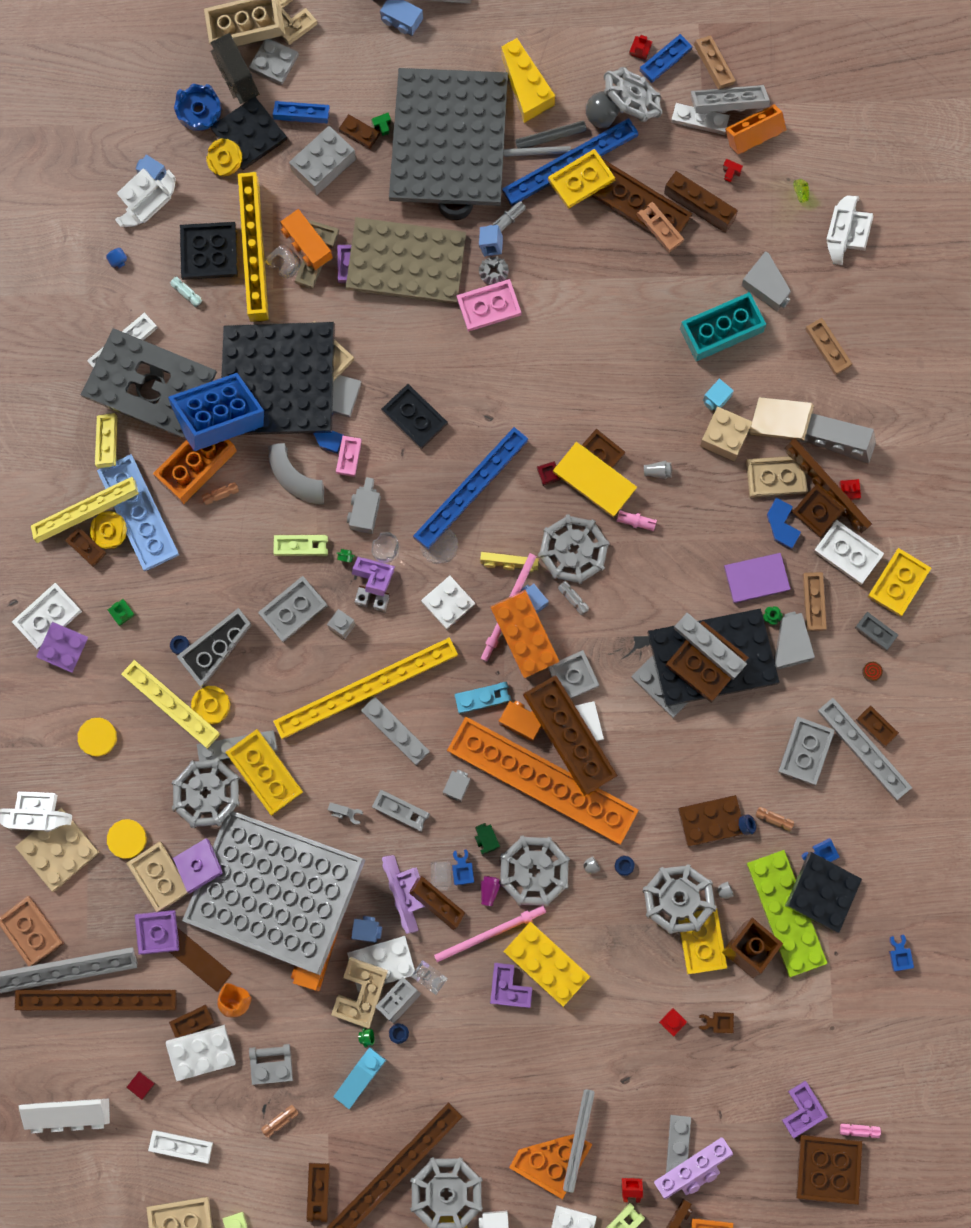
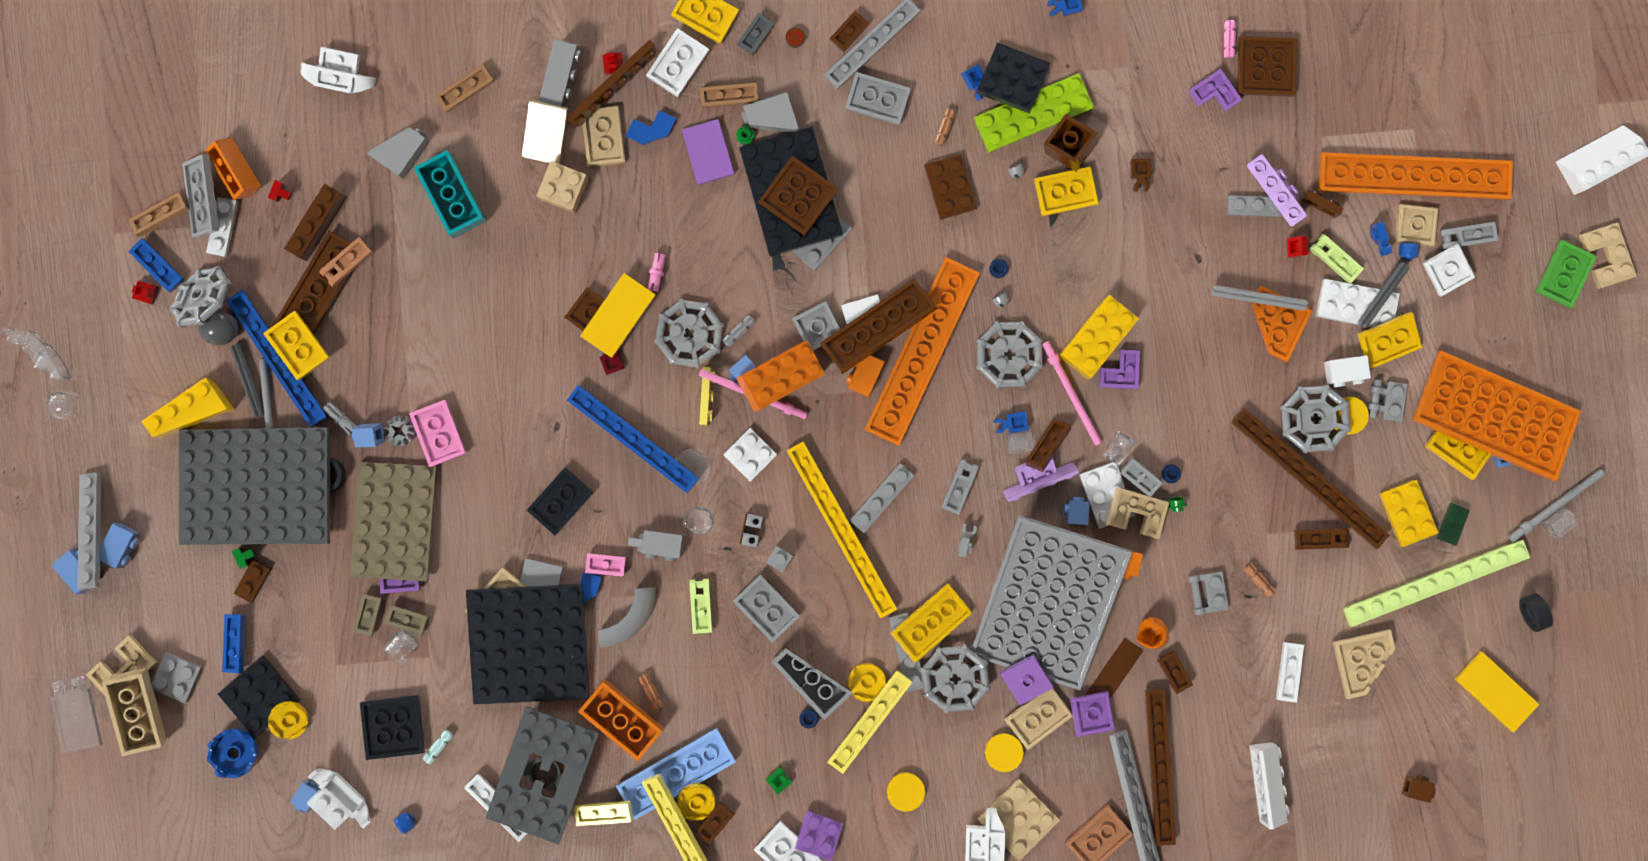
camera: 100 degrees left, 10 degrees up
(140, 1085) = (1235, 715): dark red tile -> none
(200, 1053) = (1203, 661): white plate -> none
(216, 411) = (570, 701): blue slope -> none
(233, 69) = (189, 718): clear smoke brick -> none
(253, 247) = (386, 681): yellow brick -> none
(305, 240) = (378, 626): orange brick -> none
(322, 160) = (287, 616): light grey brick -> none
(345, 555) = (709, 560): green plate -> none
(359, 1078) = (1214, 506): medium azure slope -> none
(377, 573) = (725, 526): medium lavender plate -> none
(457, 785) = (932, 433): light grey brick -> none
(482, 698) = (844, 415): medium azure plate -> none
(486, 838) = (982, 402): dark green brick -> none
(489, 890) = (1030, 396): magenta cone -> none
(659, 470) = (603, 253): light grey cone -> none
(673, 1022) = (1142, 216): red plate -> none
(682, 909) = (1033, 224): light grey plate -> none
(710, 646) = (784, 192): light grey plate -> none
(717, 395) = (523, 197): medium azure brick -> none
(747, 824) = (952, 152): dark blue tile -> none
(802, 190) = (296, 120): clear neon green tile -> none
(819, 510) = (637, 92): reddish brown plate -> none

